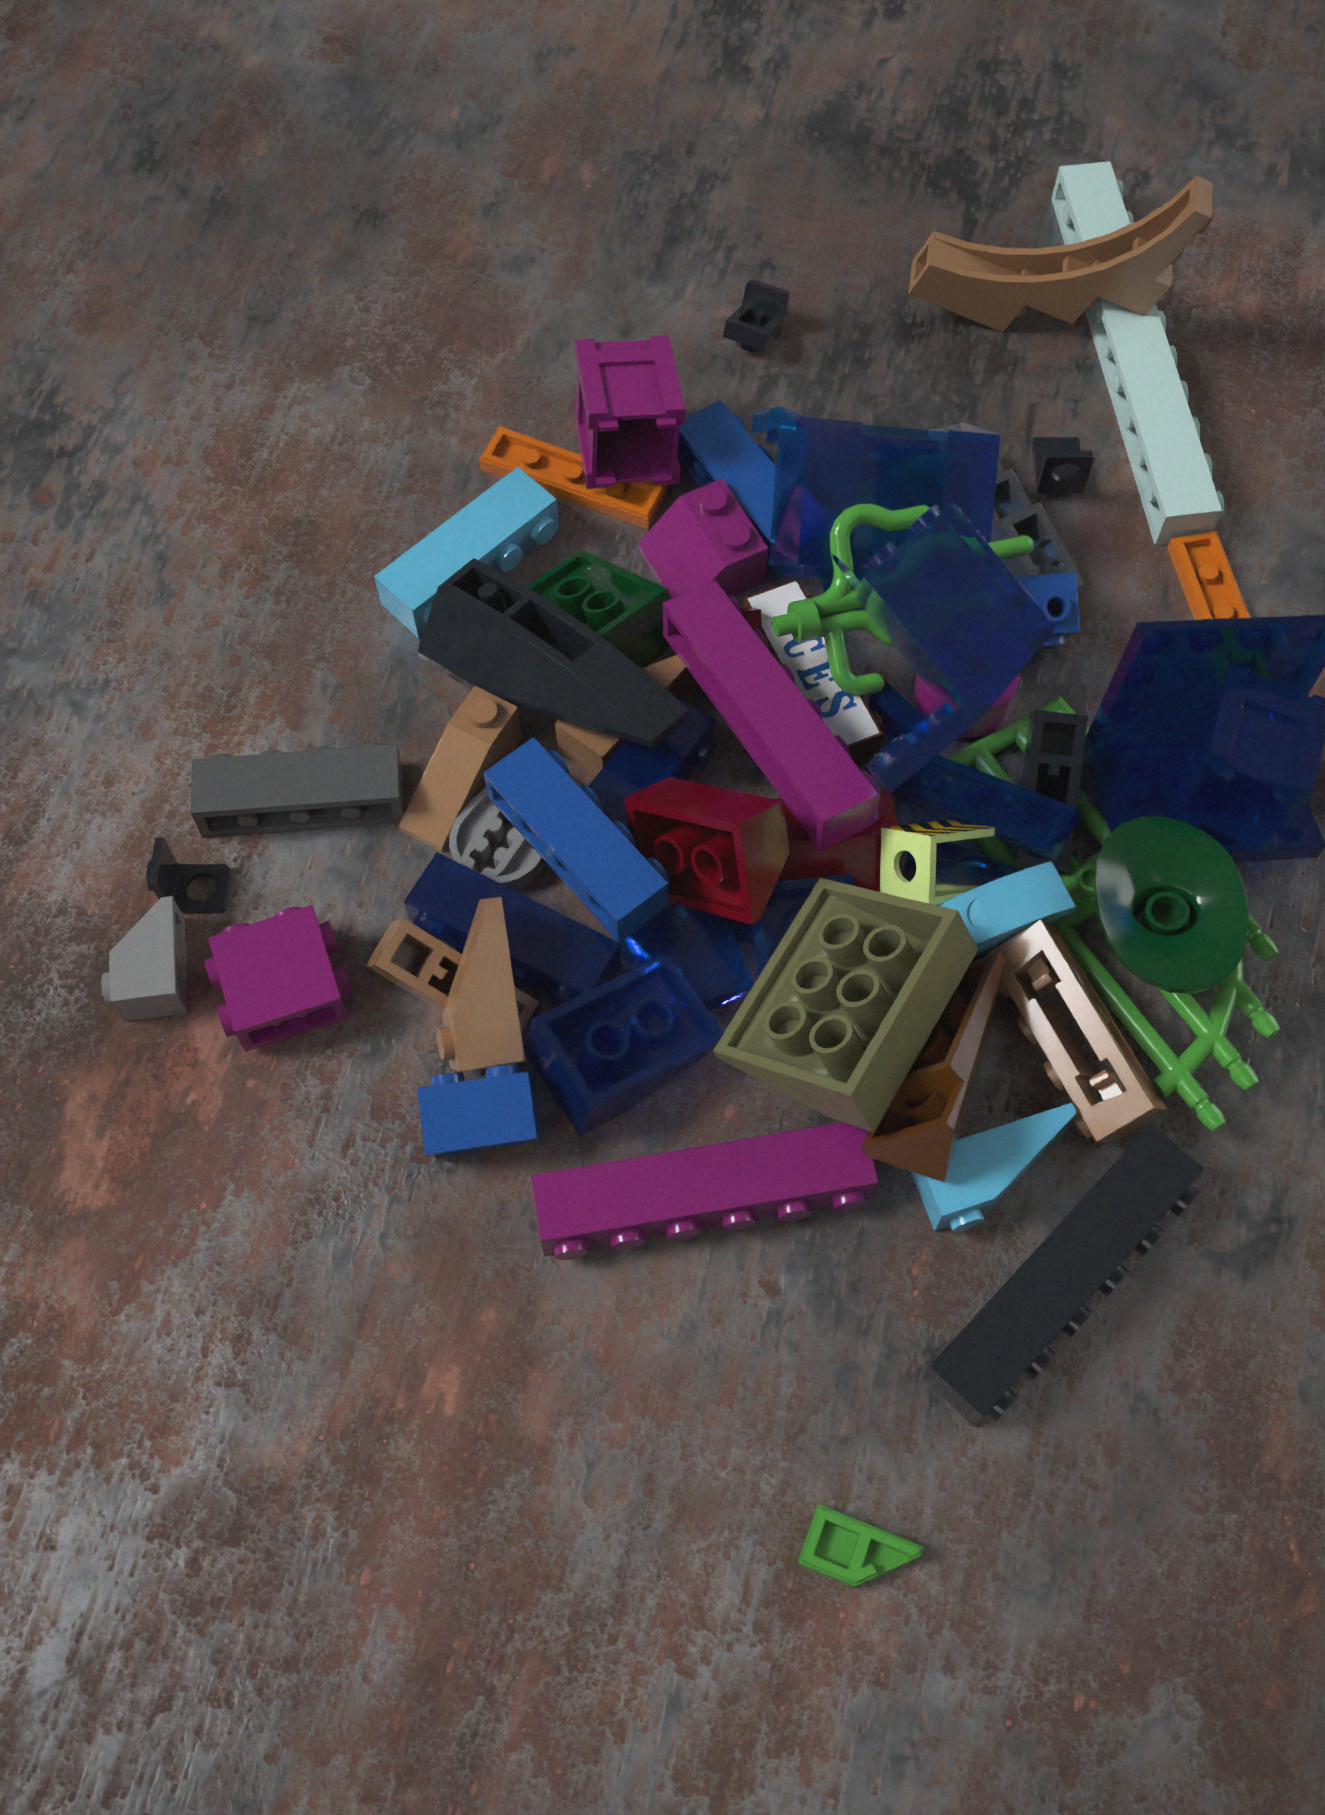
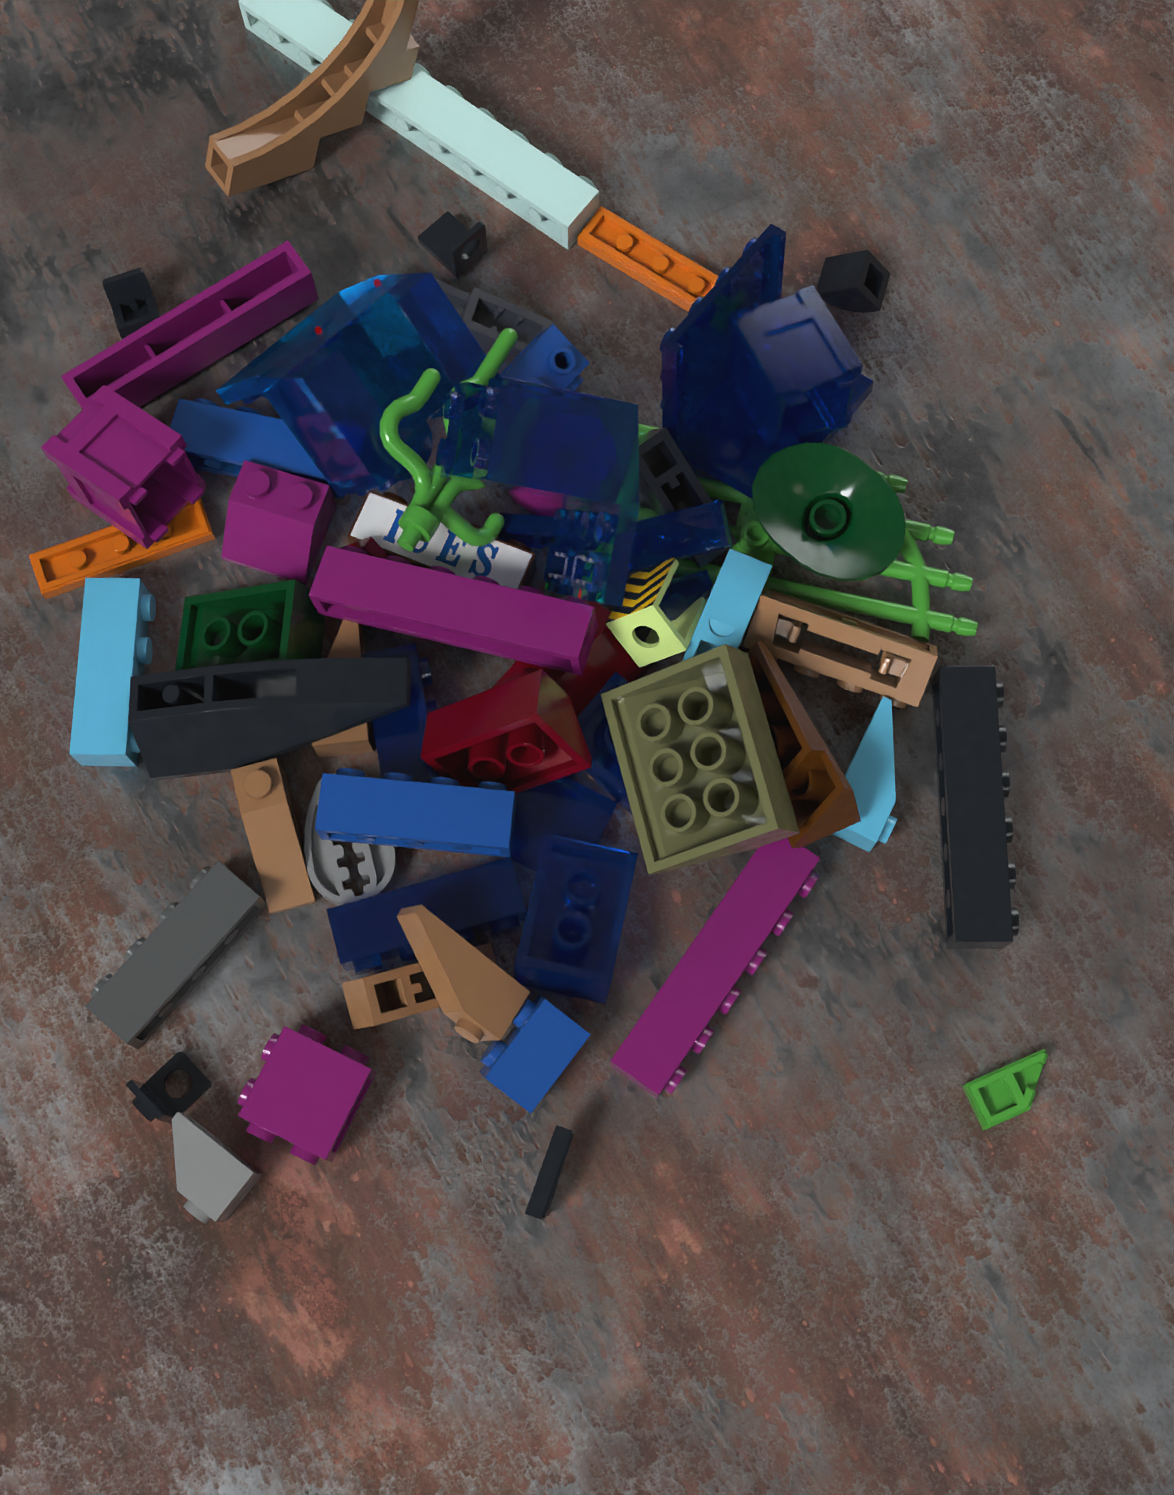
camera: 45 degrees left, 10 degrees up
(389, 1222) = (550, 1173): none -> black tile
(789, 368) = (198, 330): none -> magenta brick

